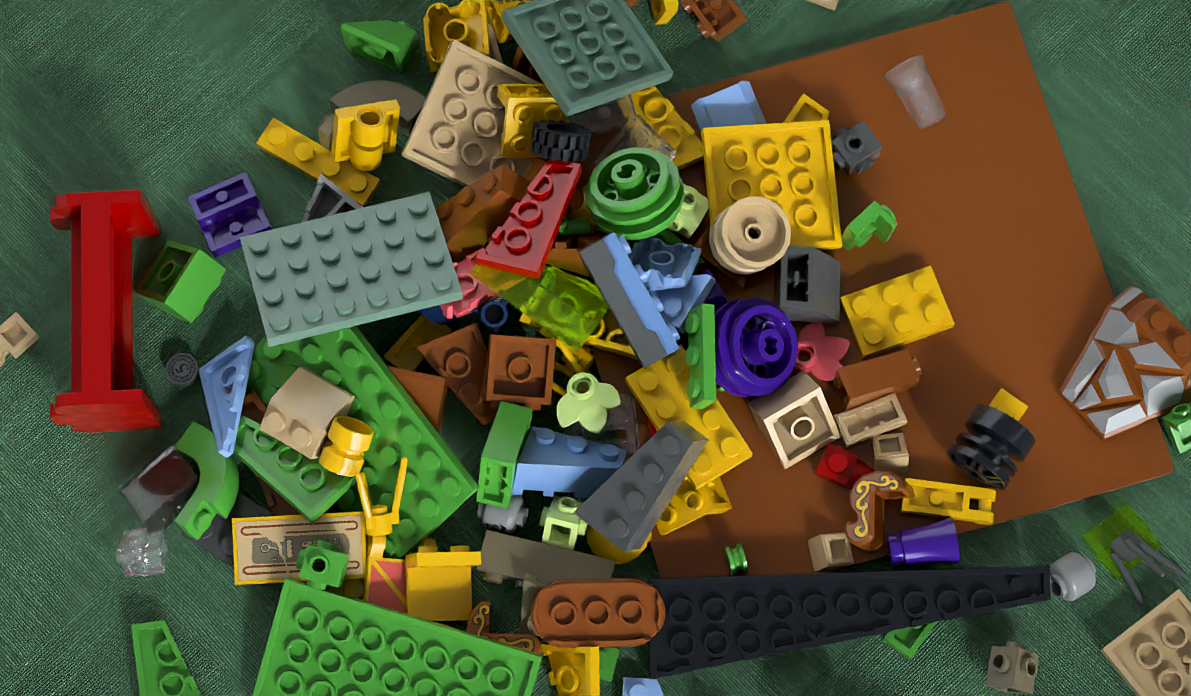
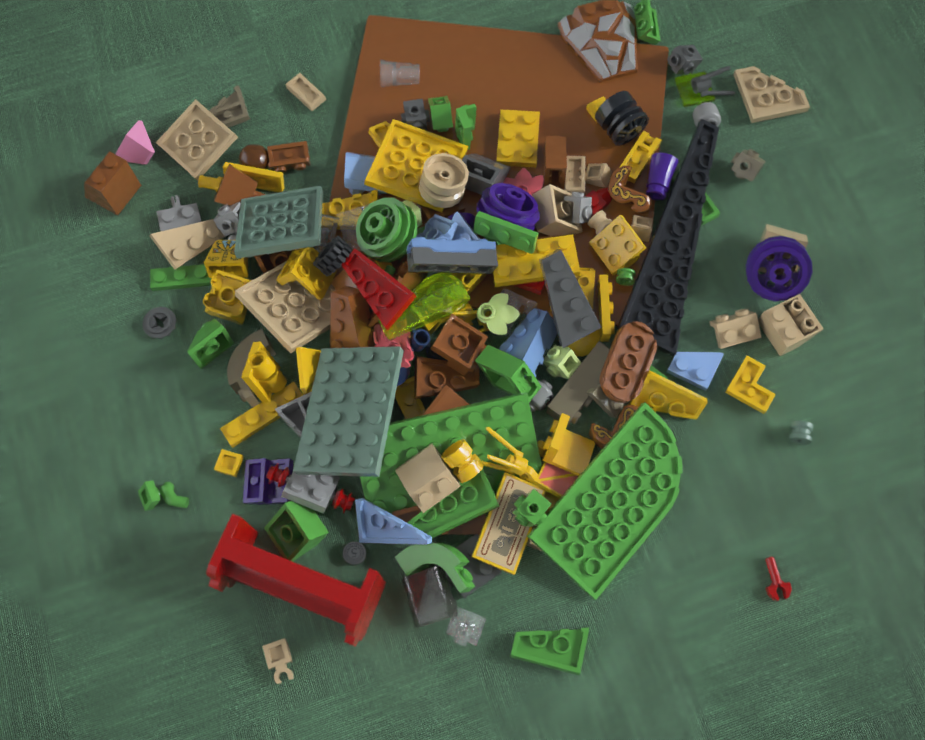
camera: 65 degrees left, 5 degrees down
(146, 77) = (149, 495): none -> bright green plate
(156, 103) = (170, 498): none -> bright green arm
(229, 273) = (310, 490): none -> light grey plate
(231, 152) = (228, 463): none -> yellow plate
(396, 184) = (307, 366): none -> yellow slope
(672, 549) = (605, 308): none -> yellow plate
(777, 526) = (618, 245): none -> yellow plate
(805, 489) = (599, 221): none -> tan wheel
(815, 448) = (581, 208): none -> light grey bracket
(881, 180) = (440, 113): none -> bright green slope
(1157, 503) = (684, 59): none -> dark grey brick

